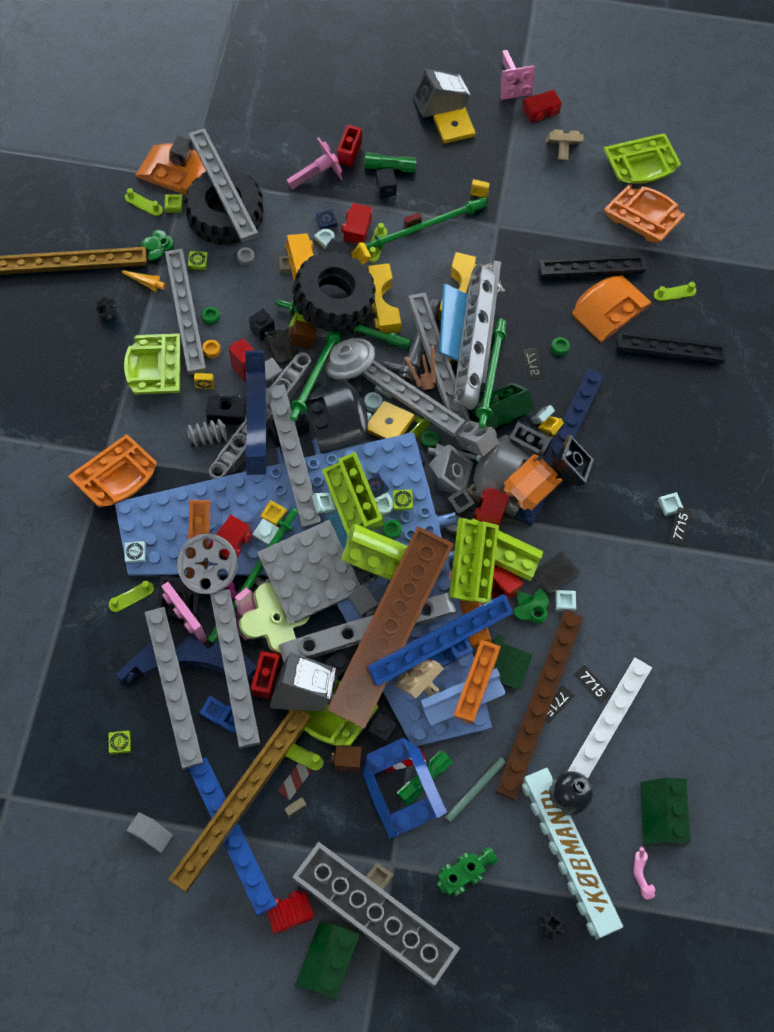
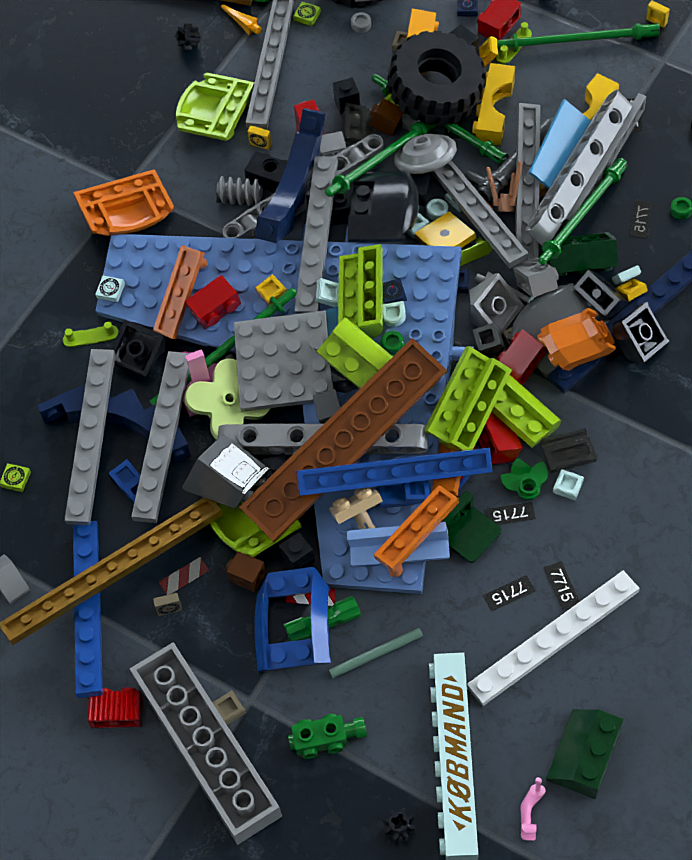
camera: 30 degrees right, 5 degrees down
(183, 612) = (130, 360): bright pink wing -> none
(210, 315) = (296, 74): green tile -> none
(211, 349) = (282, 108): light orange tile -> none
(212, 571) = (175, 309): light grey wedge -> none
(265, 532) = (253, 305): light aqua plate -> none
(265, 675) = (189, 453): red brick -> none
(305, 757) = (200, 555): lime piece -> none
(323, 237) = (456, 20): light aqua tile -> none
(327, 960) = (136, 774): dark green slope -> none
(402, 500) = (417, 314): lime tile -> none
(412, 220) = (563, 27): dark red tile -> none
(429, 439) = (483, 265): green tile -> none
(531, 638) = (511, 513): none -> clear smoke sticker
(539, 706) = (488, 586): reddish brown plate -> none
(571, 792) = (479, 688): black cylinder -> none

